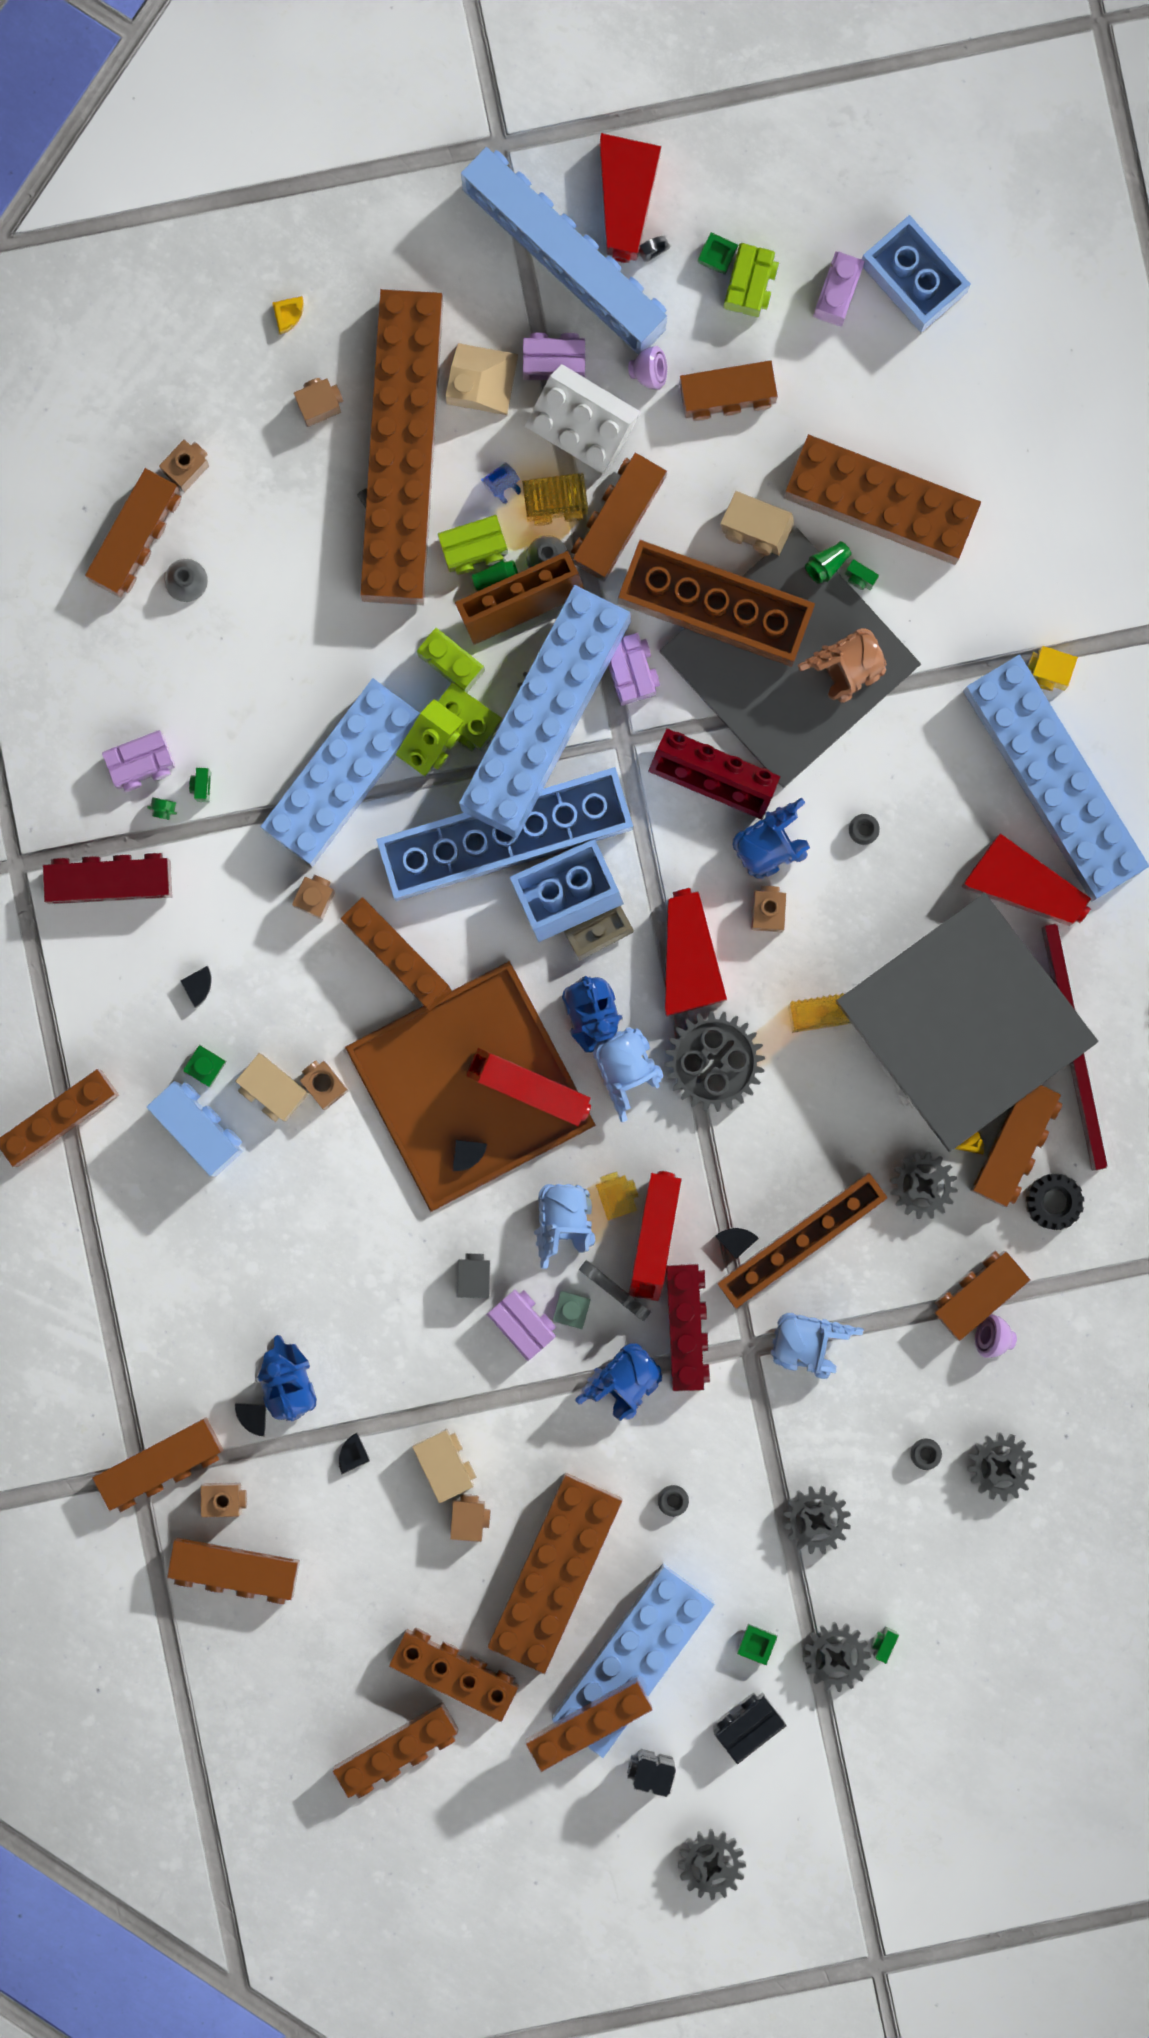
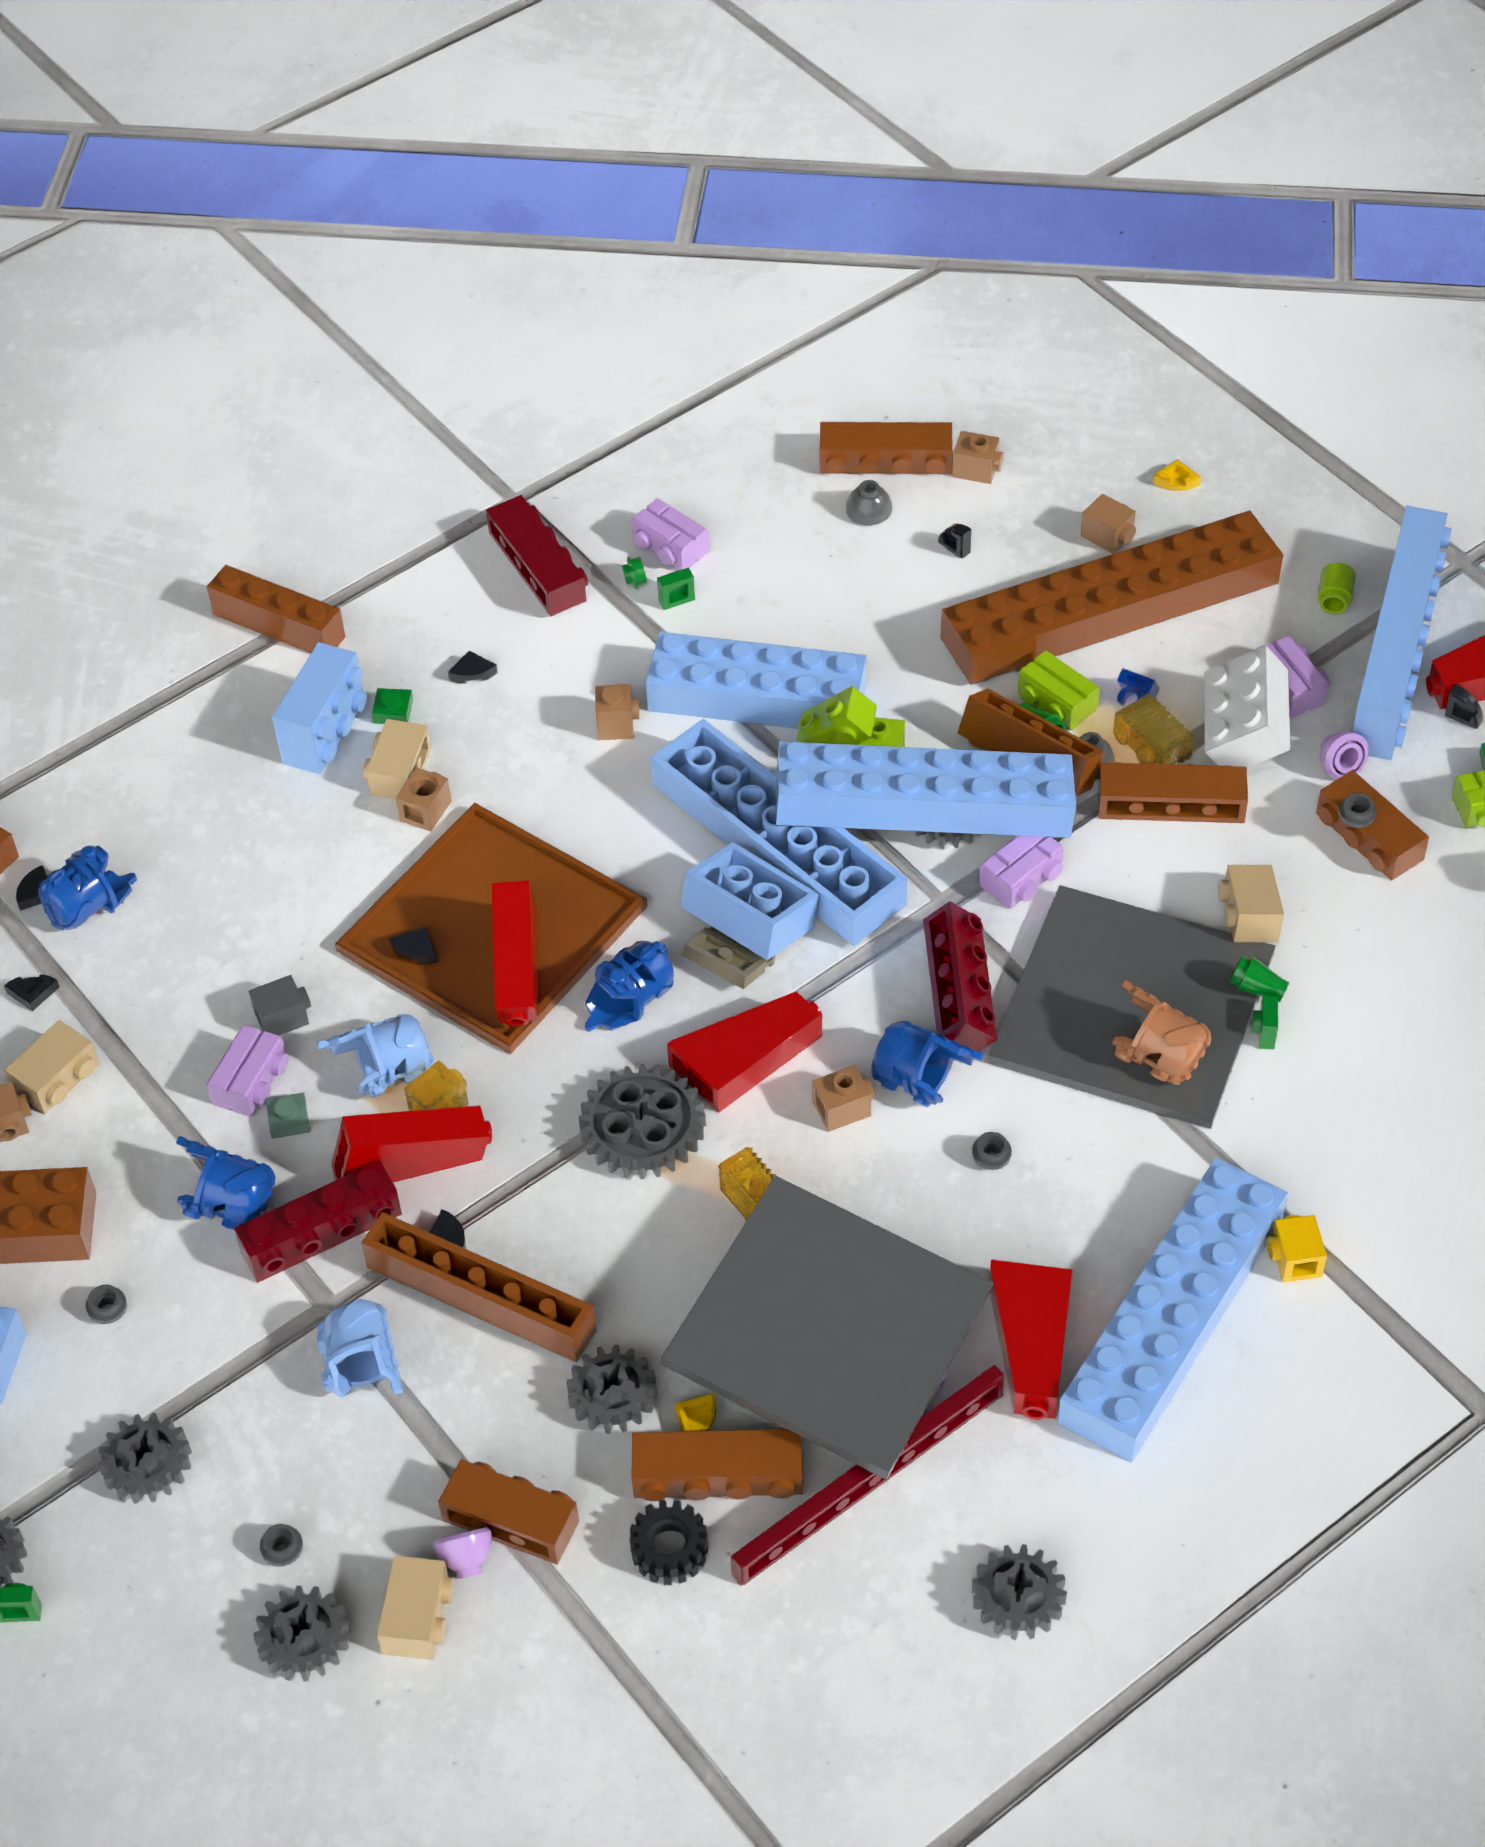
camera: 65 degrees right, 35 degrees down
(265, 532) = (957, 539): none -> black tile
(396, 954) = (594, 795): dark orange brick -> none
(450, 660) = (928, 714): lime brick -> none
(481, 379) = (1220, 628): tan slope -> none
(482, 265) = (1336, 588): none -> lime brick
(615, 1291) = (323, 1143): dark grey bar -> none
(624, 1067) = (586, 1032): light blue helmet -> none
(715, 603) = (1141, 894): dark orange brick -> none
(733, 393) = (1357, 810): none -> dark grey plate
(882, 499) = (1362, 1005): dark orange brick -> none
(1021, 1387) = (414, 1608): none -> tan brick

